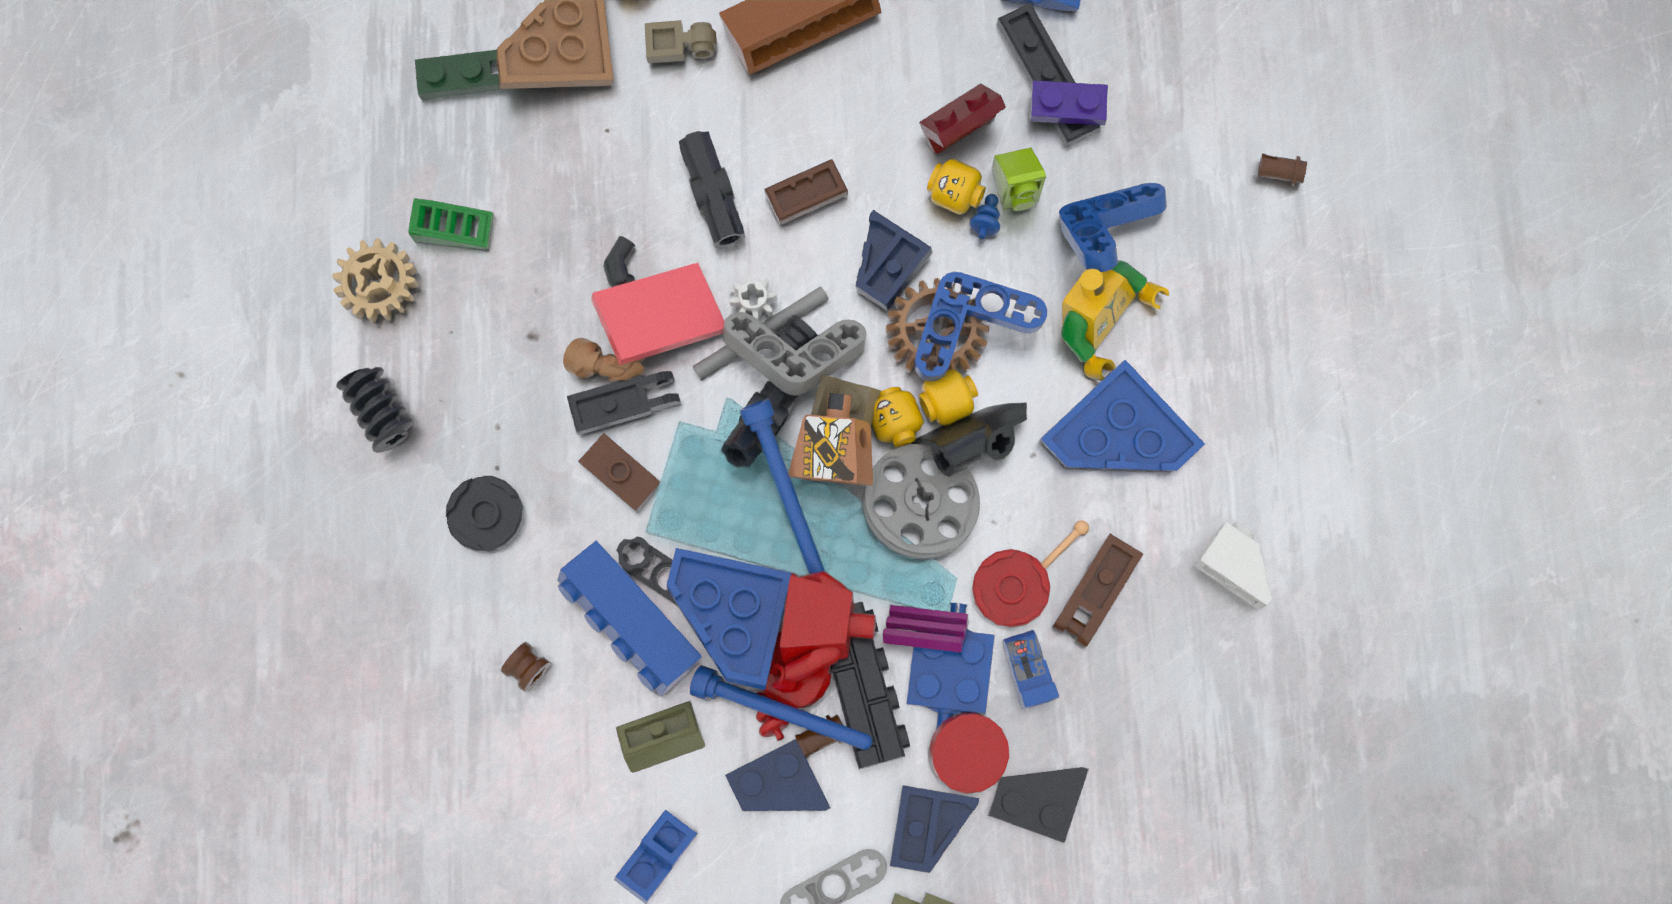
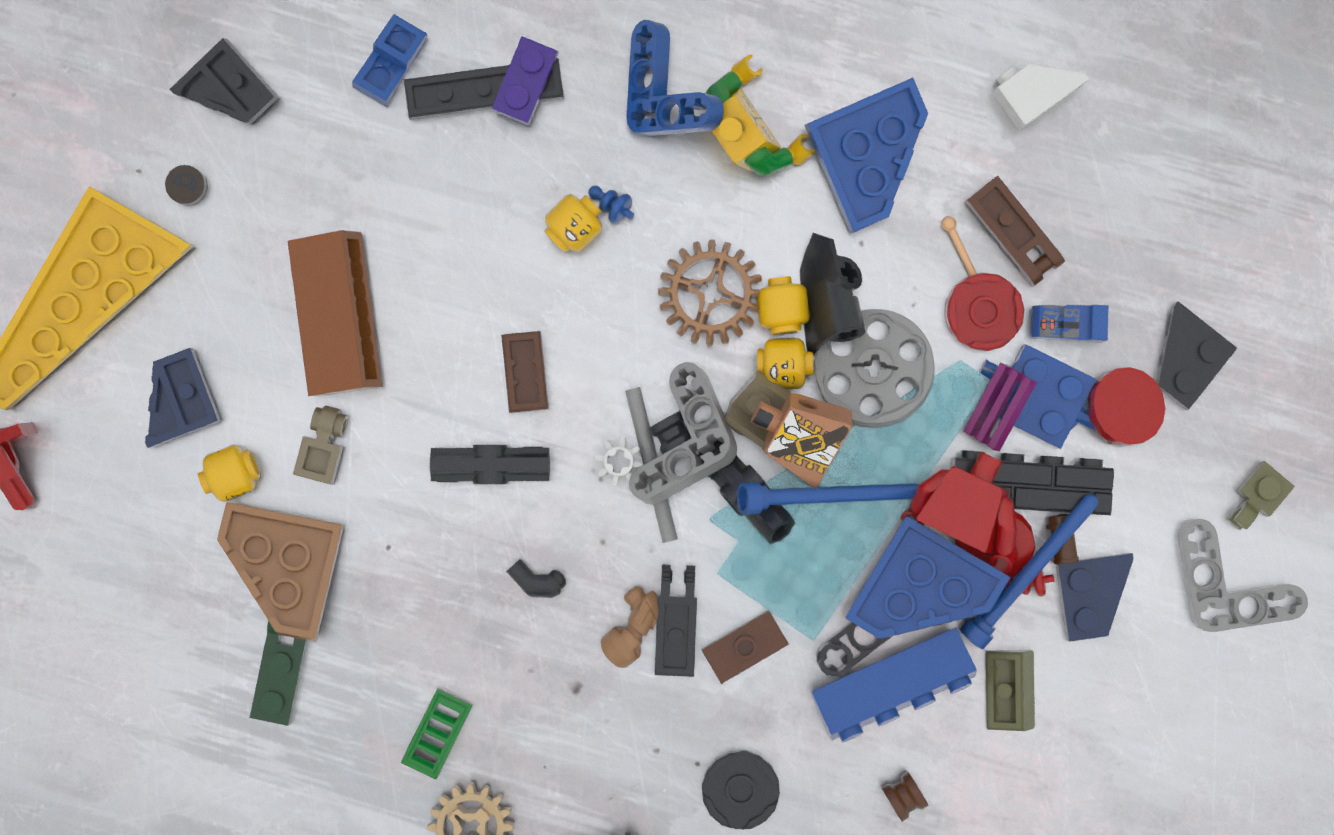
camera: 70 degrees left, 10 degrees up
(655, 856) = (1121, 730): blue slope -> none
(658, 313) = (603, 558): coral tile -> none
(889, 261) = (623, 314): dark blue wing -> none
(927, 826) = (1179, 469): dark blue wing -> none
(957, 310) = (707, 268): blue beam -> none
(961, 117) = (505, 191): dark red bracket -> none
(1018, 178) = (587, 158): lime slope -> none

